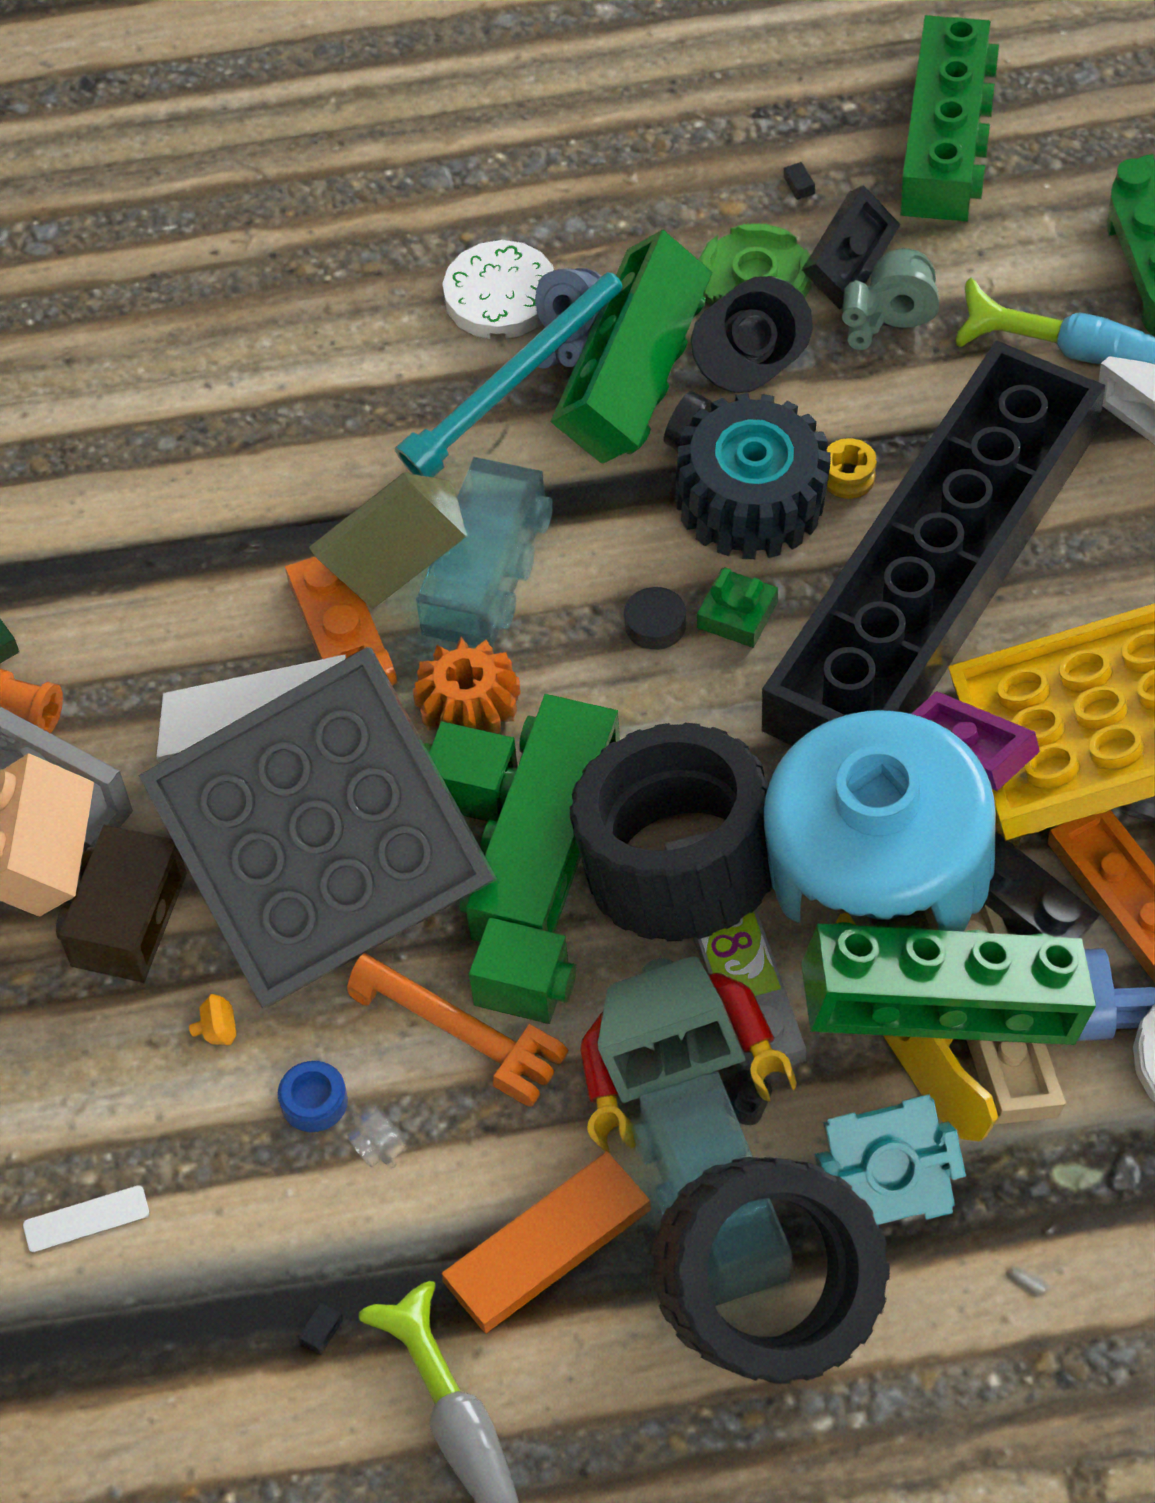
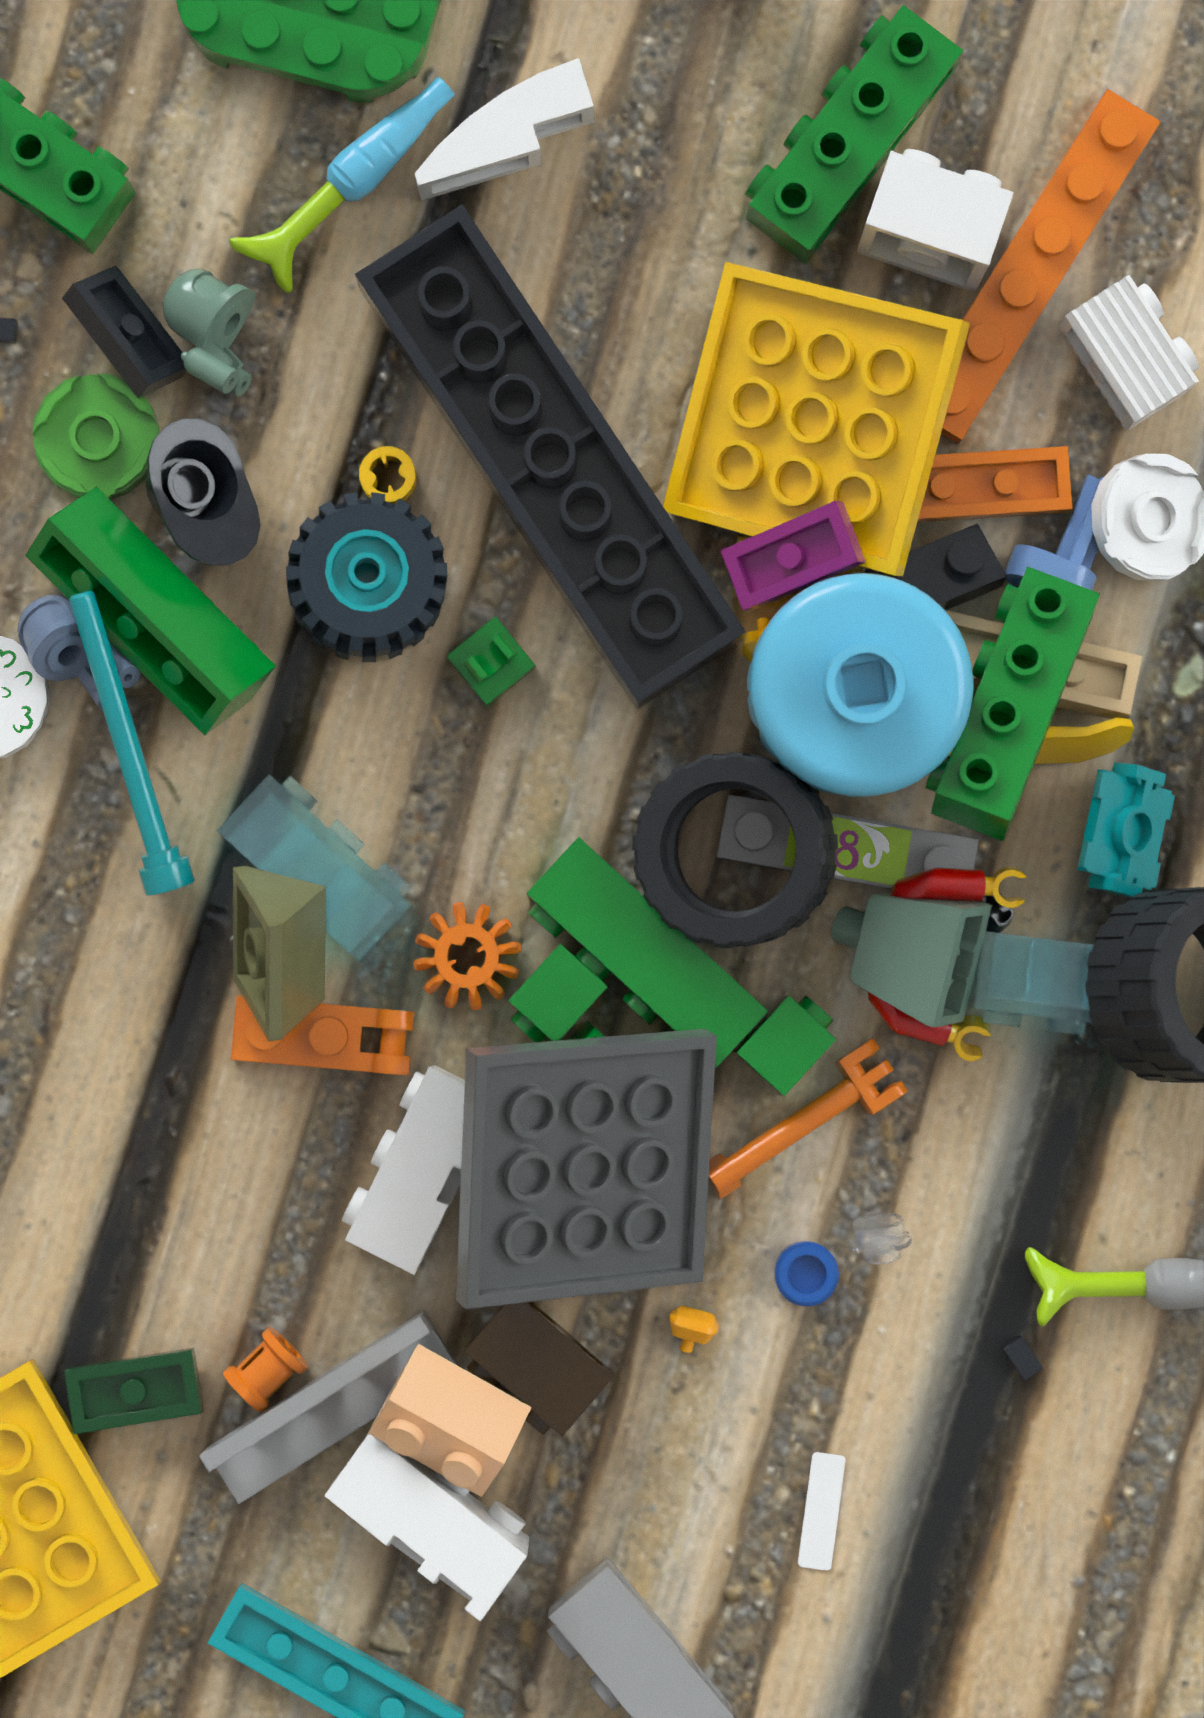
camera: 70 degrees left, 30 degrees up
(546, 1242) = (1040, 1139): orange tile -> none
(655, 618) = (464, 742): black tile -> none
(682, 417) = (261, 600): black tile -> none

